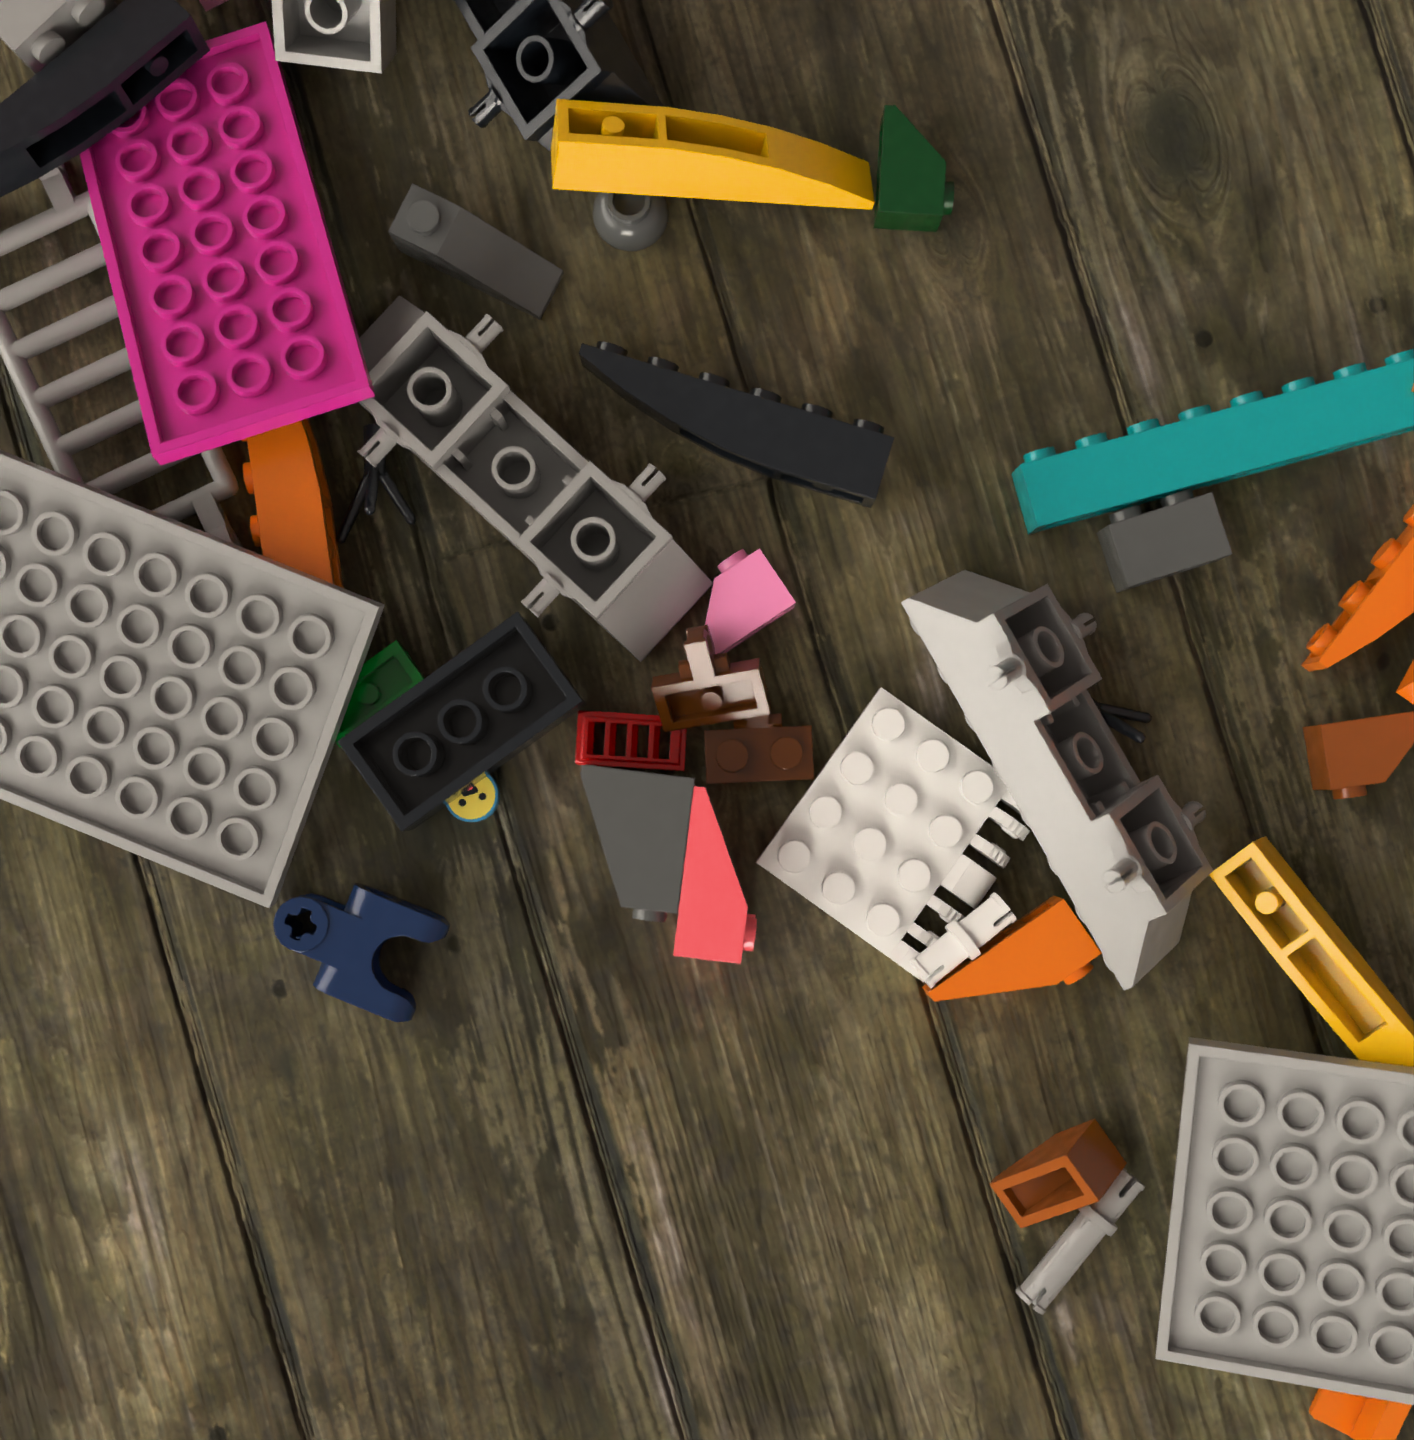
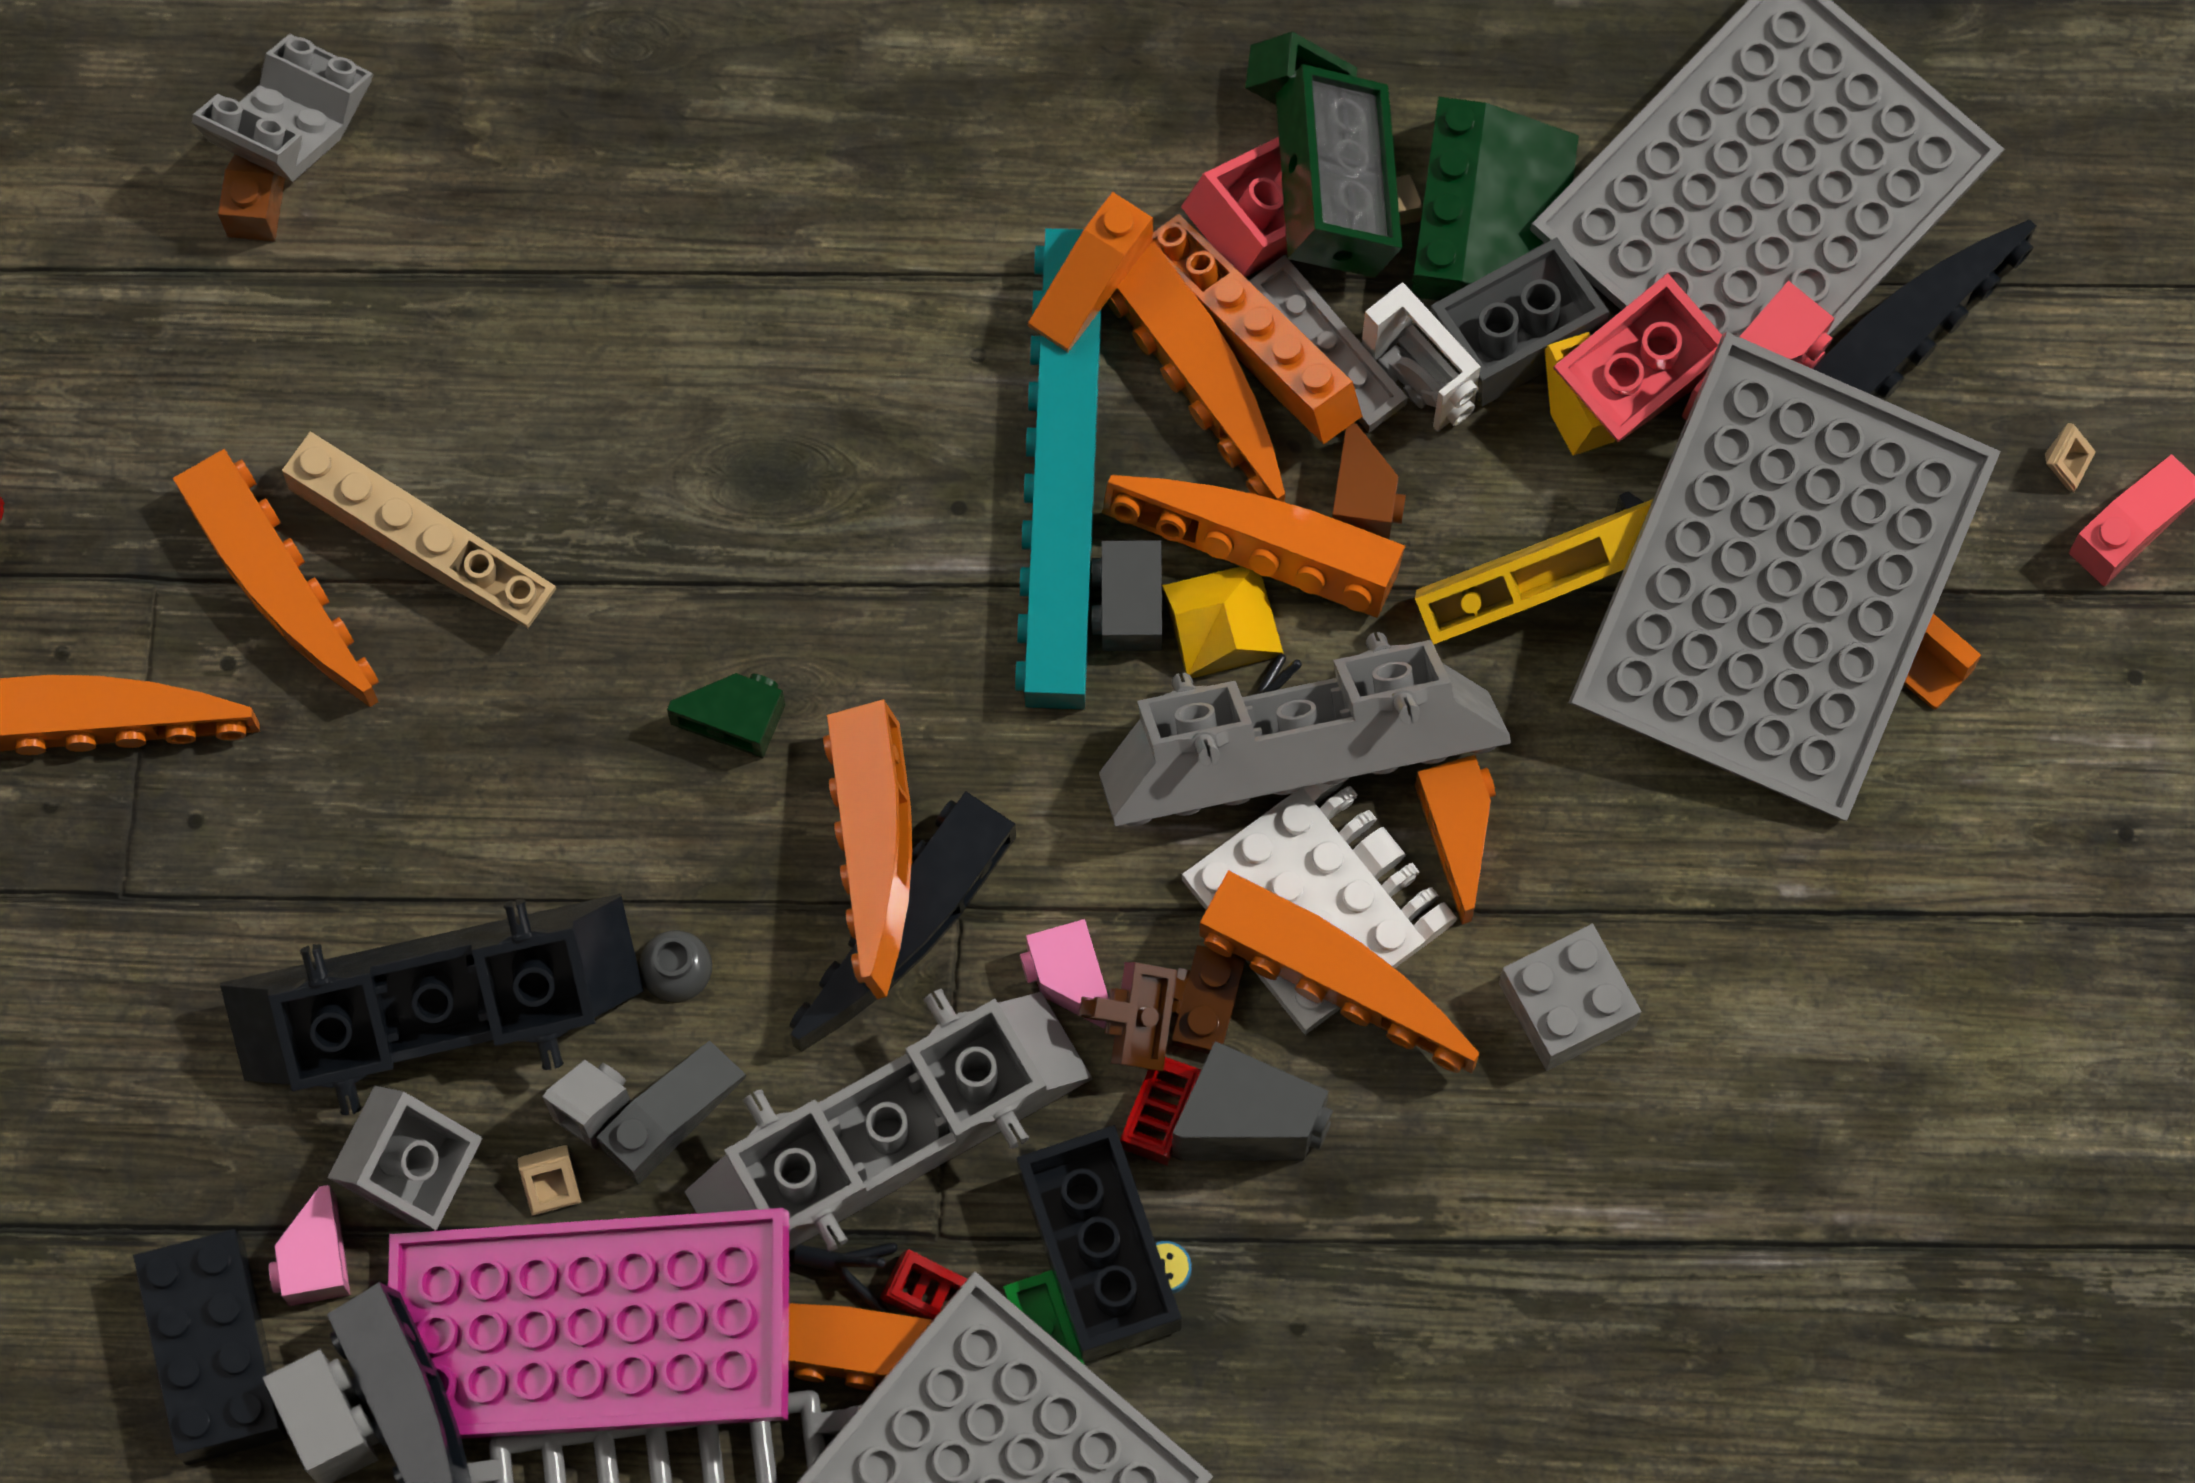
camera: 75 degrees left, 15 degrees down
(351, 942) = (1268, 1411): dark blue piece -> none
(355, 556) = (928, 1270): none -> red slope
(375, 160) = (549, 1180): none -> tan slope
(452, 162) = (587, 1100): none -> light grey slope
(698, 157) = (662, 881): yellow slope -> none
(712, 905) = (1332, 1059): coral slope -> none
(813, 359) = (874, 833): none -> orange slope
(824, 869) = (1329, 966): none -> orange slope
(873, 1126) = (1569, 997): none -> light grey brick
(962, 940) = (1428, 868): white pin -> none
(1060, 1175) = (1661, 853): dark orange slope -> none
(1078, 1242) = (1723, 852): light grey pin -> none
(1168, 645) = (1222, 621): none -> yellow slope
(1272, 659) = (1263, 536): none -> orange slope

